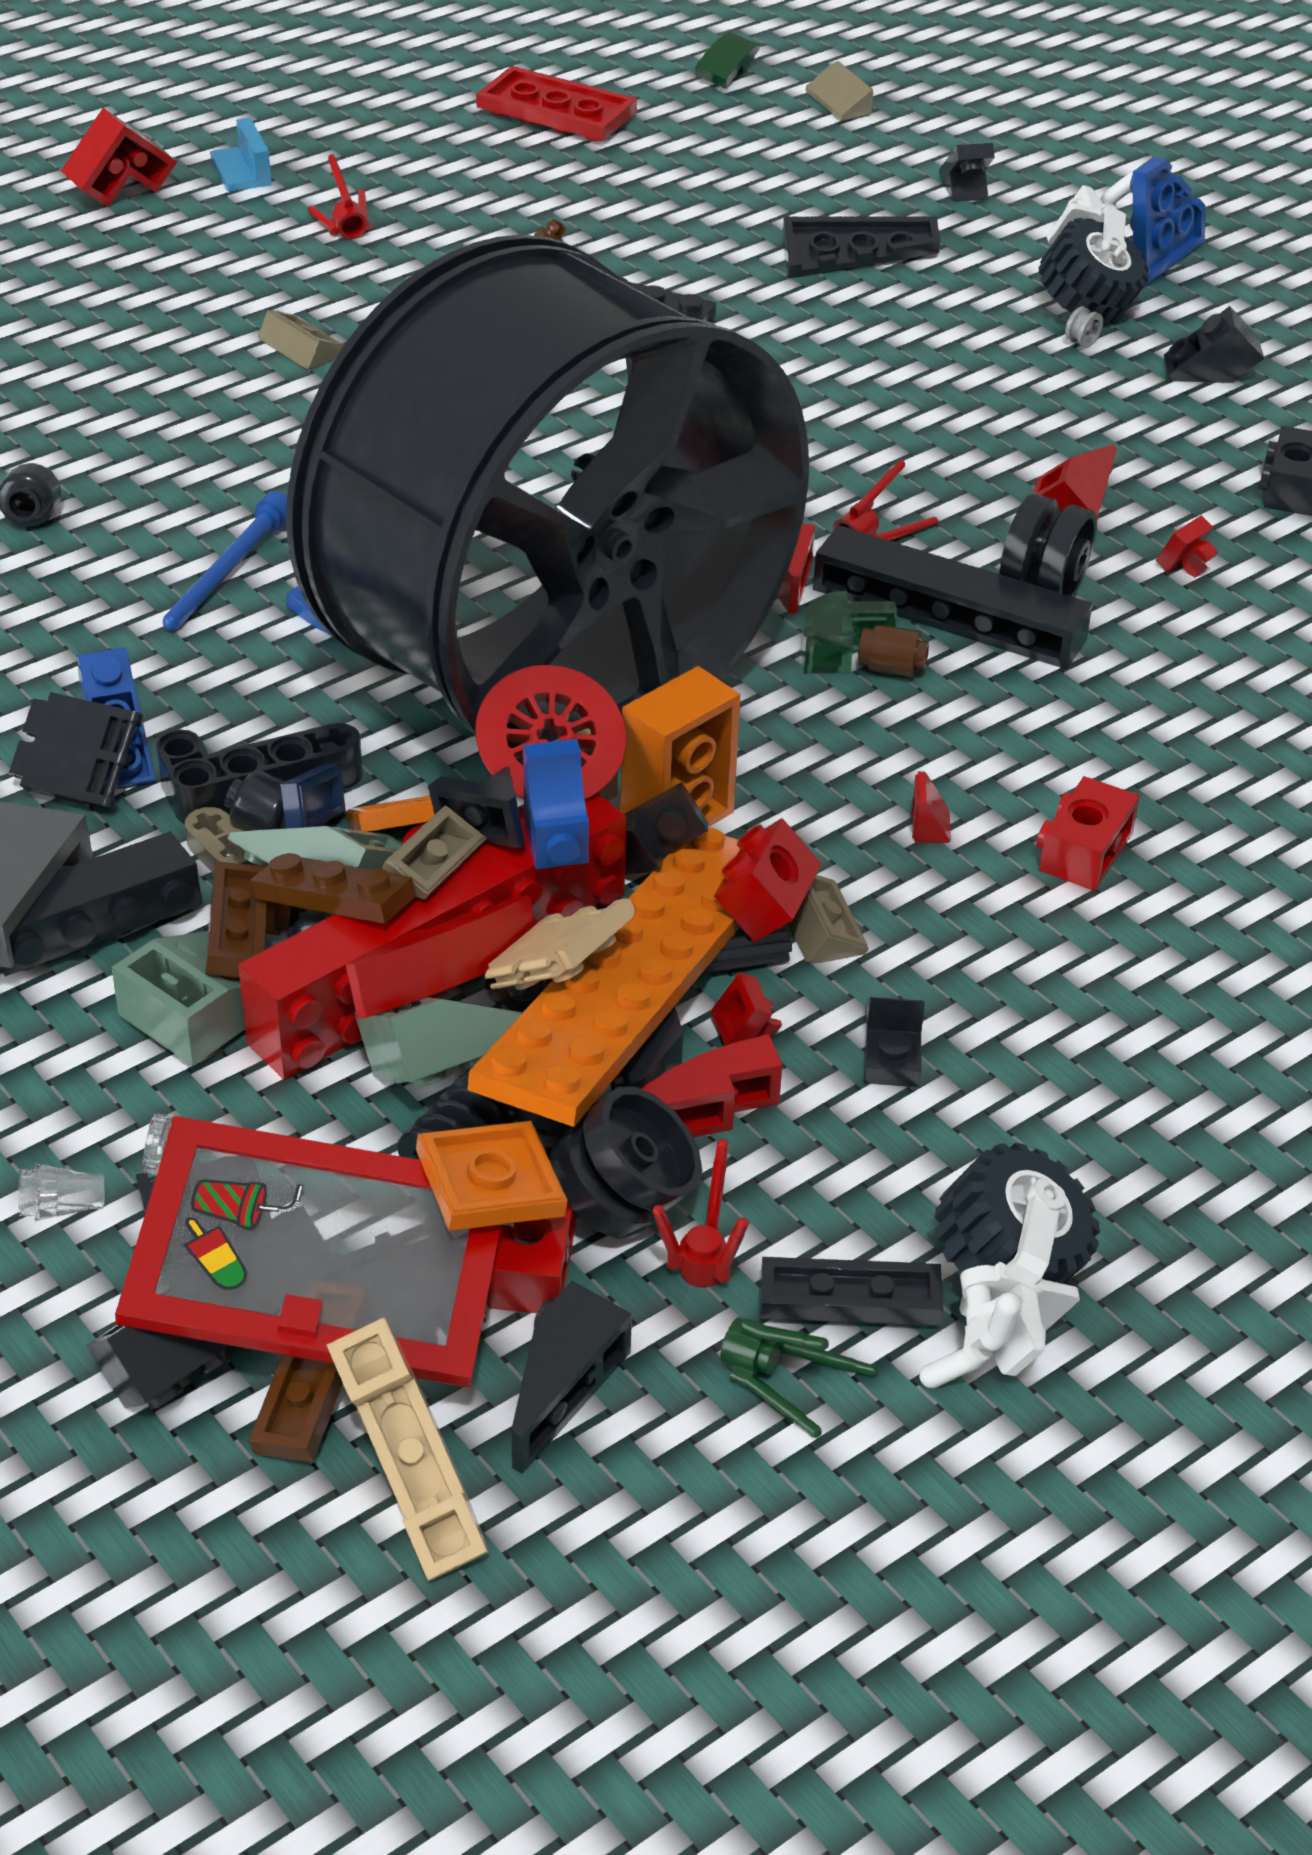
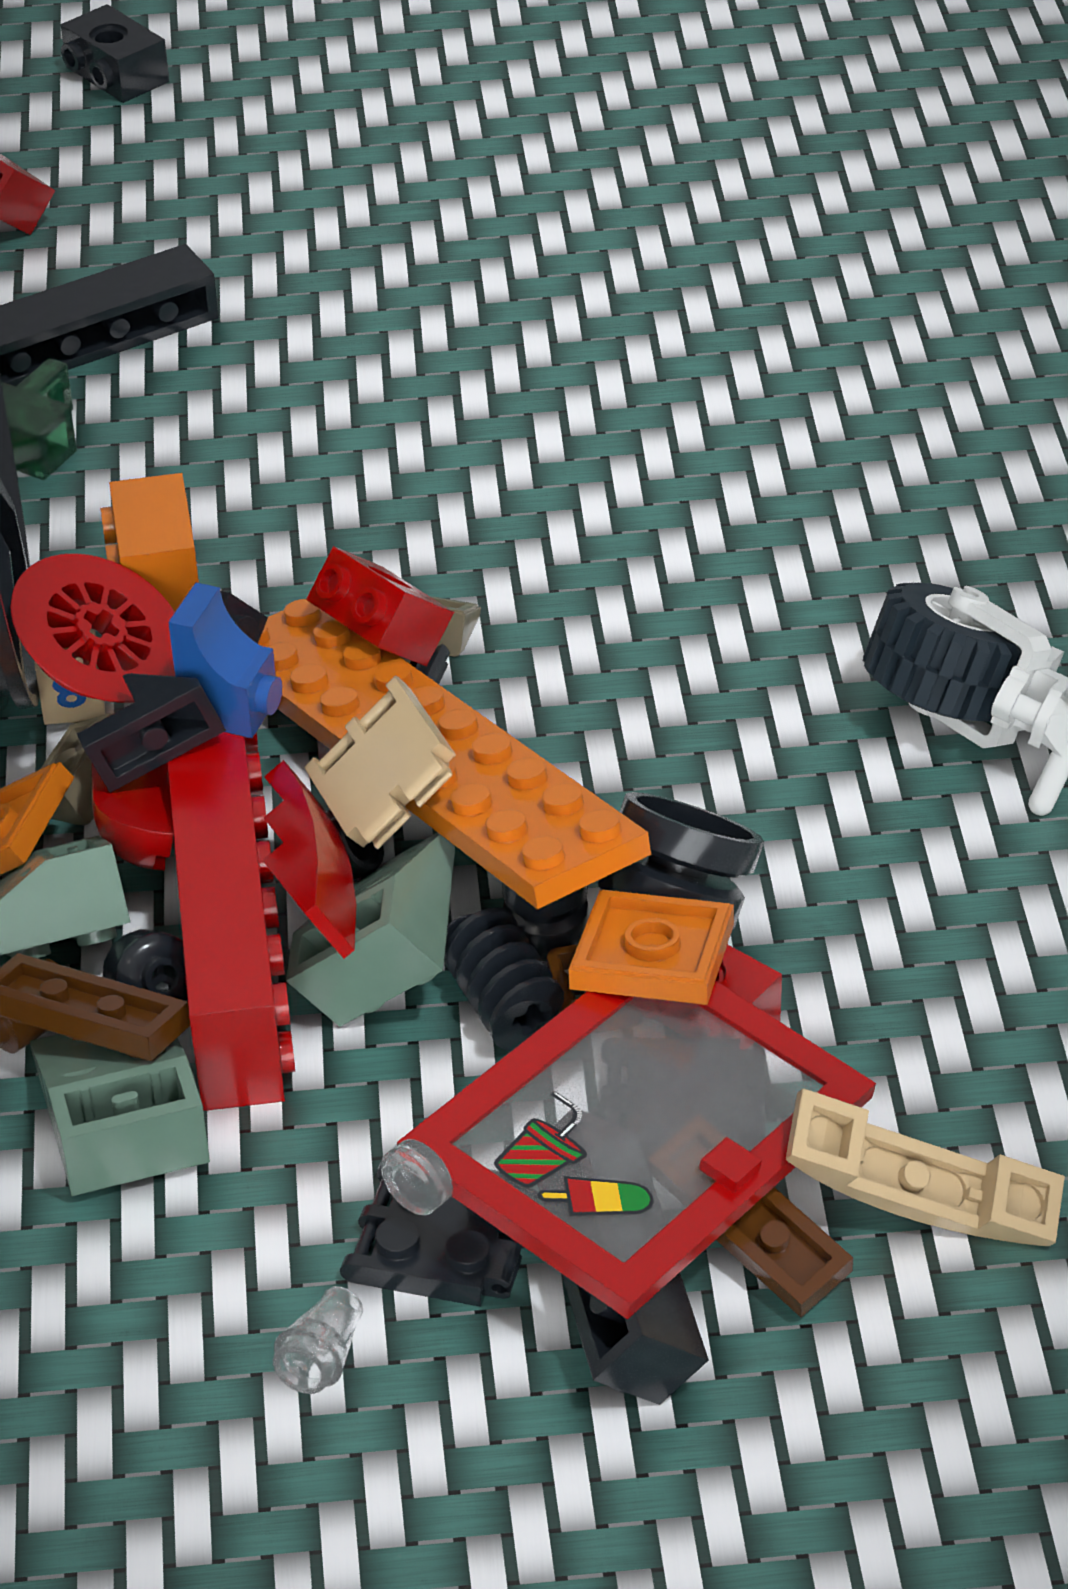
camera: 55 degrees left, 0 degrees up
(333, 888) = (141, 896): reddish brown plate -> none
(435, 851) = (167, 802): dark tan slope -> none
(570, 1356) = (865, 1021): black slope -> none
(703, 1252) = (796, 871): red plant -> none
(721, 1082) = (599, 753): red slope -> none
(744, 1011) = (514, 710): red tile -> none
(758, 1349) = (945, 890): dark green plant -> none
(851, 1291) = (915, 804): black plate -> none
(893, 650) = (99, 399): reddish brown brick -> none
(893, 1041) = (616, 642): black slope -> none
(929, 812) = (341, 483): red slope -> none
(1049, 545) = (82, 226): black wheel -> none
(1087, 832) = (473, 398): red brick -> none
(1189, 548) = (145, 161): red tile -> none

